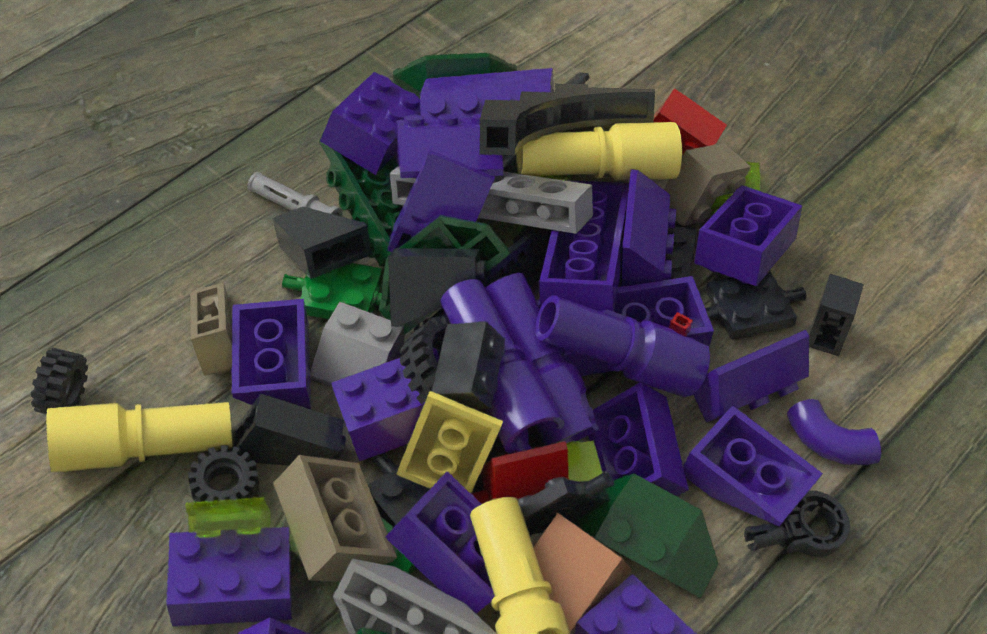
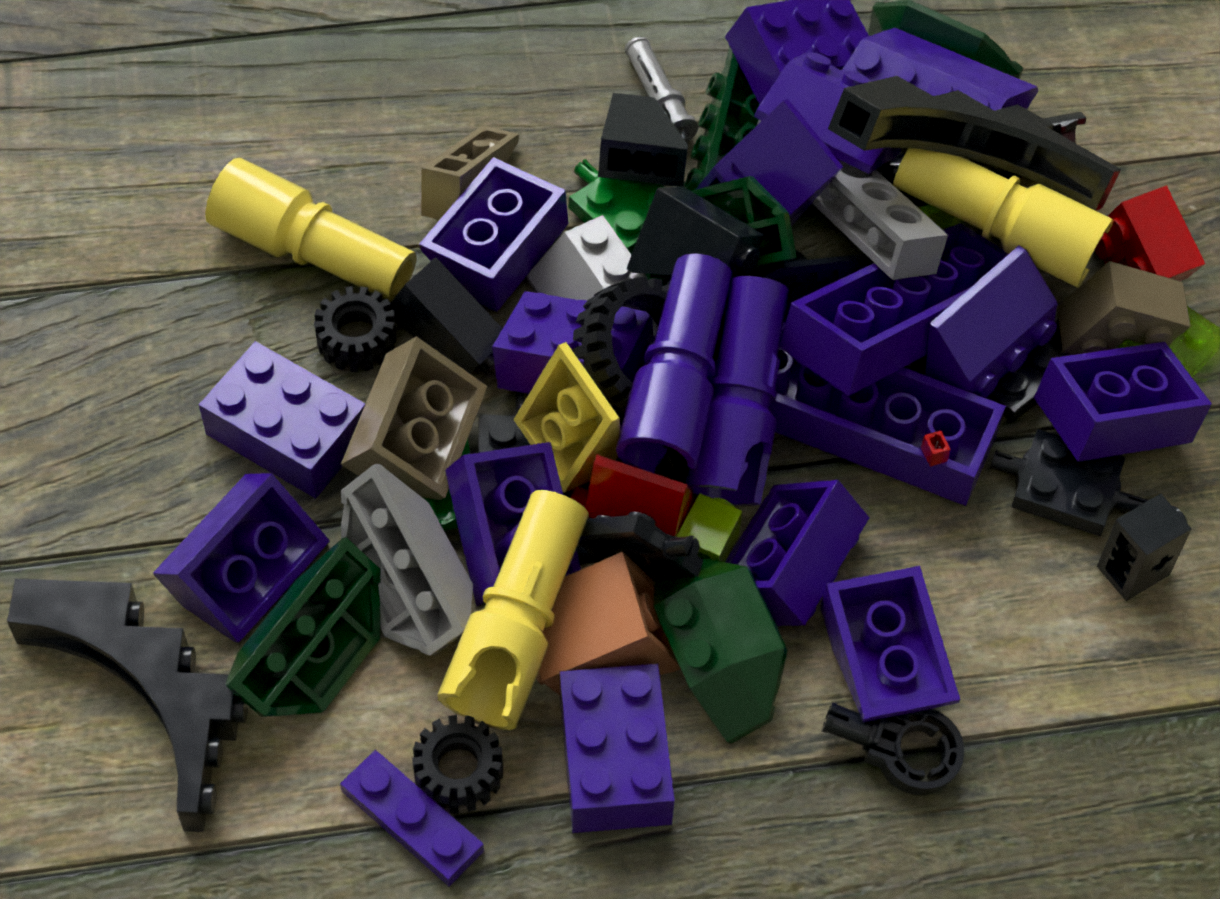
camera: 40 degrees right, 5 degrees up
(59, 380) = (279, 139): black tyre -> none
(211, 517) = (323, 360): clear neon green plate -> none
(469, 364) = (630, 341): black brick -> none
(641, 349) = (863, 448): dark purple piece -> none
(755, 377) = (983, 556): dark purple slope -> none
(831, 440) = (1017, 675): dark purple cylinder -> none

